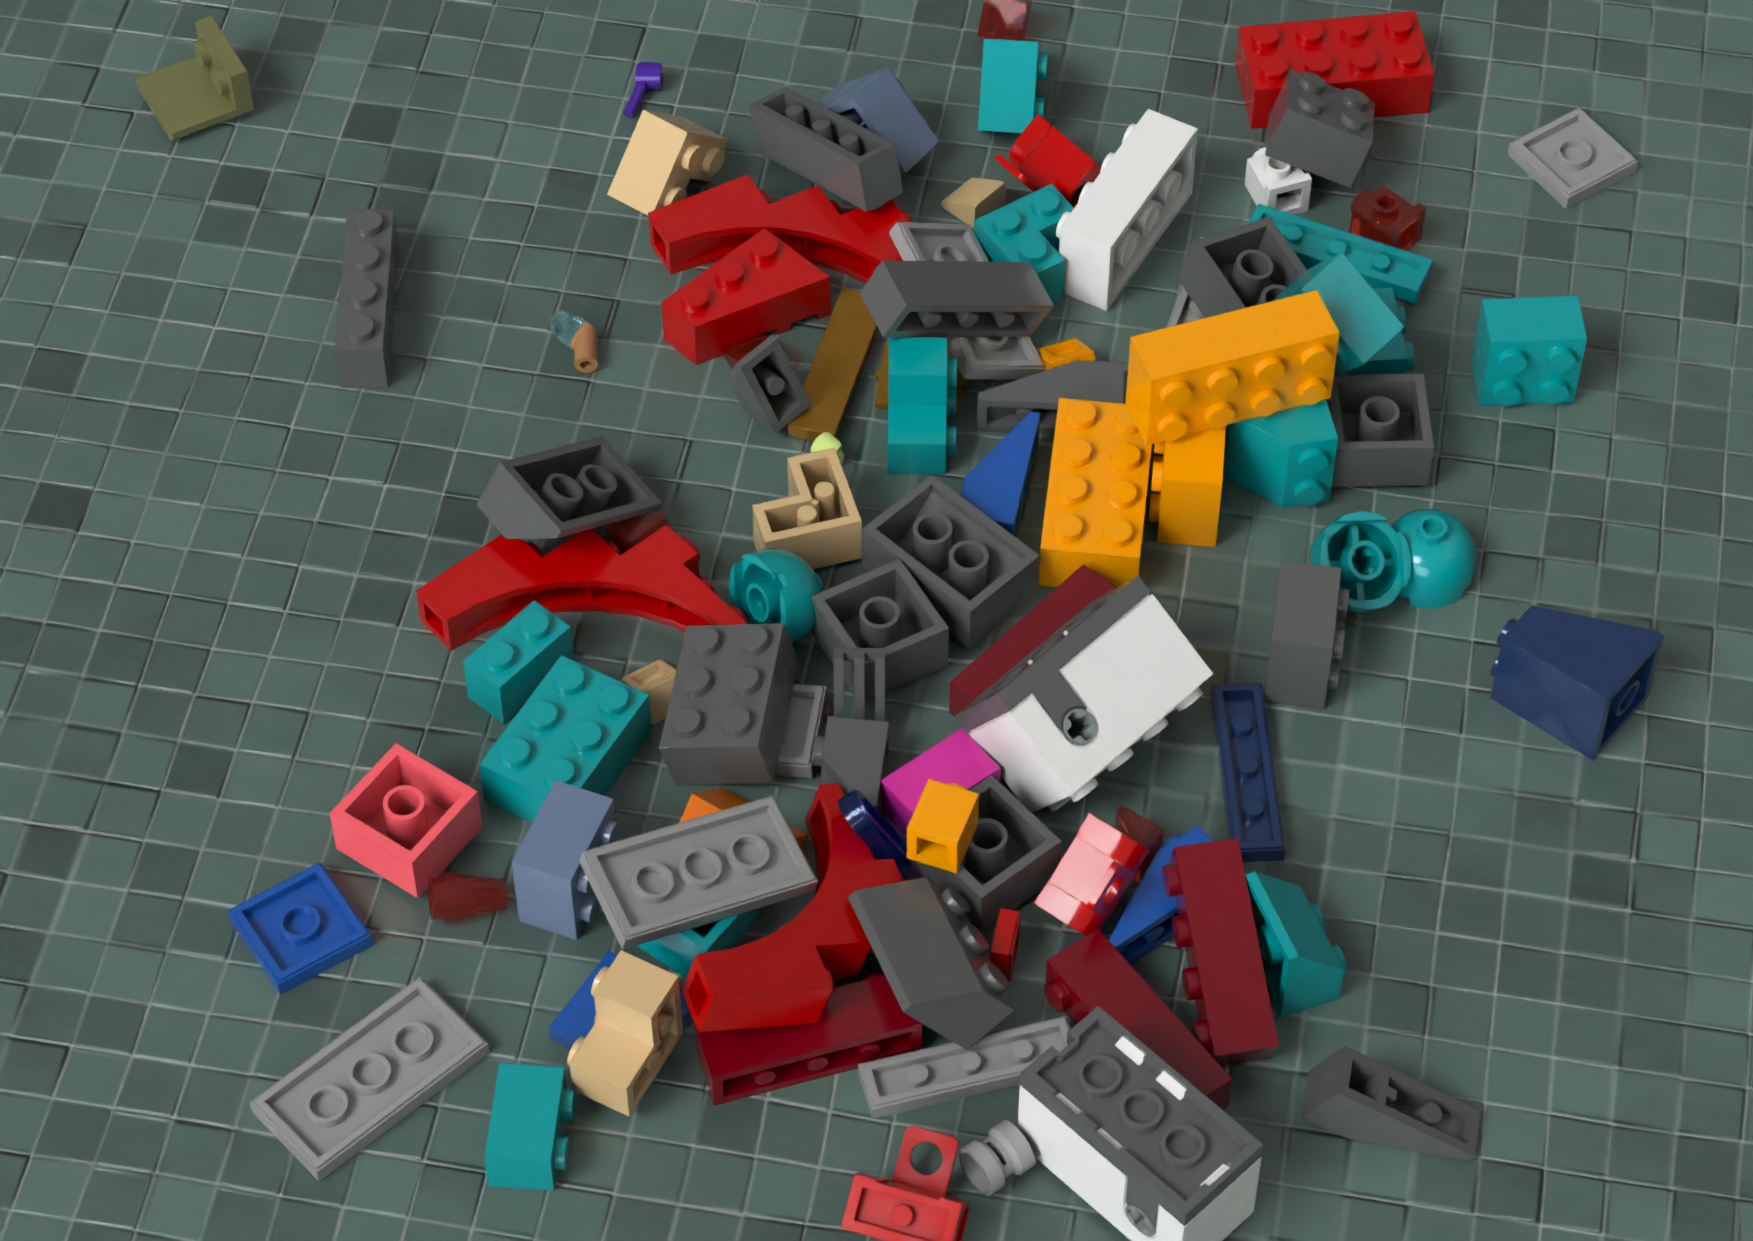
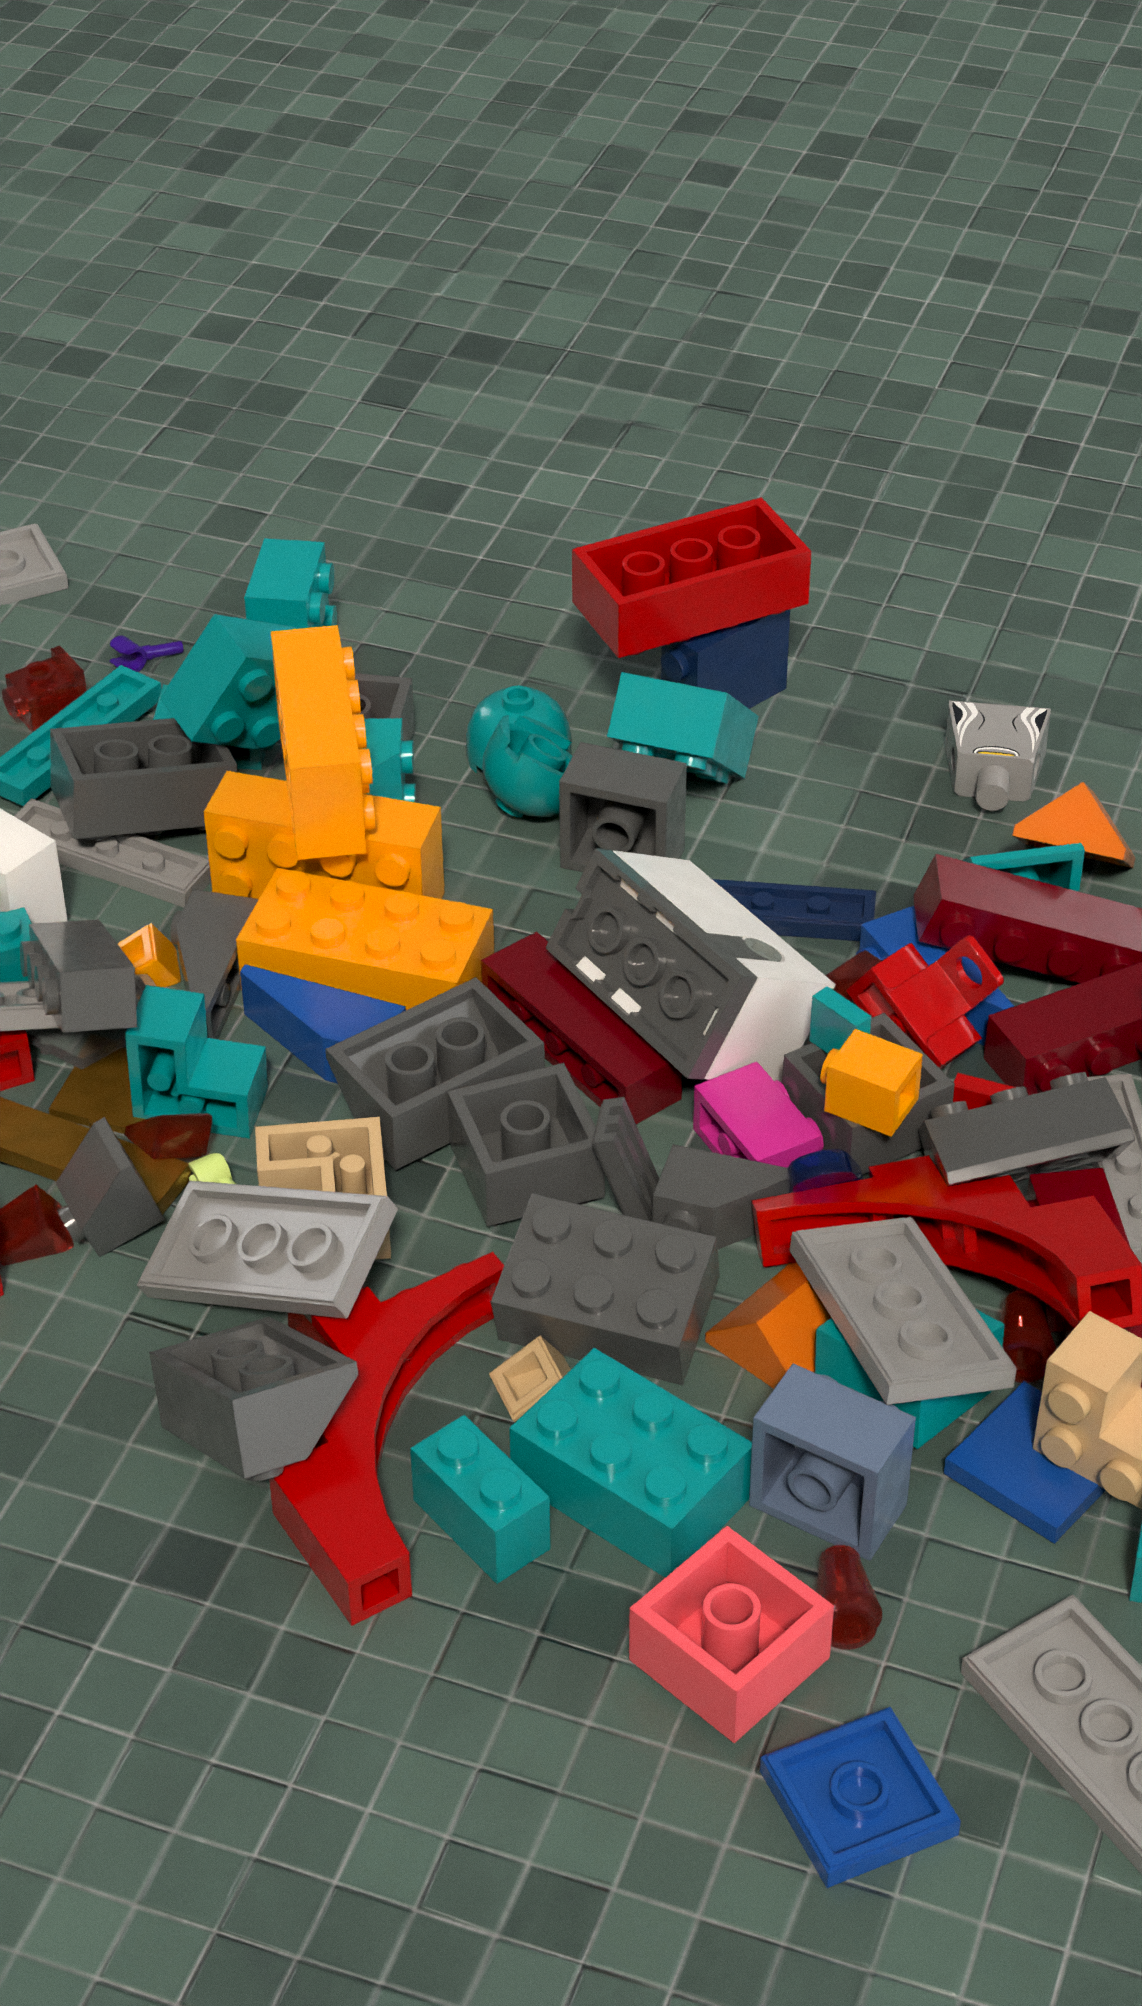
camera: 80 degrees left, 10 degrees down
(720, 484) = (268, 1248): none -> light grey tile
(776, 588) = (451, 1220): teal cylinder -> none
(855, 414) = (172, 1135): none -> clear red slope
(1005, 797) = (835, 1019): none -> teal tile
(1378, 993) = (1076, 819): none -> orange slope
(1418, 652) = (684, 725): none -> teal brick
(1466, 270) = (135, 656): none -> dark purple hand
(1511, 925) = (995, 751): none -> light grey torso
(1574, 598) = (690, 577): none -> red brick

